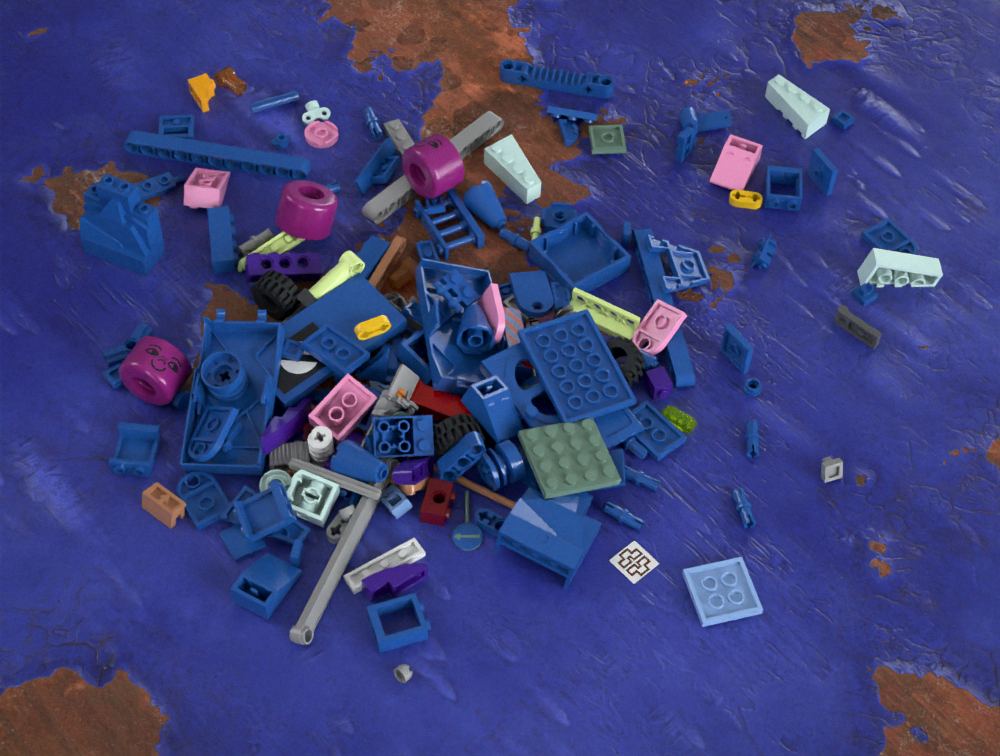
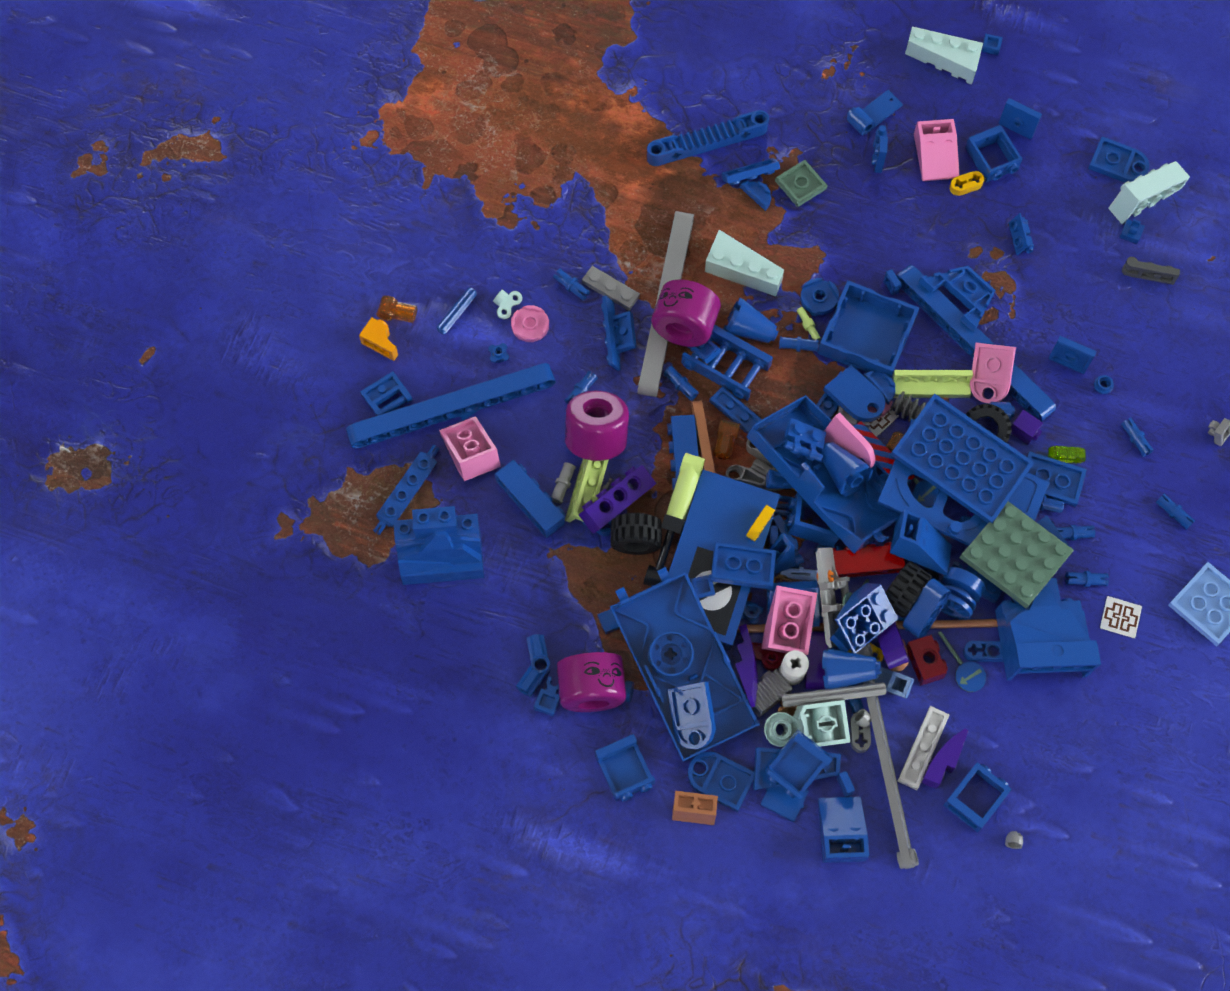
camera: 30 degrees left, 15 degrees up
(401, 222) = (681, 383): none -> blue pin

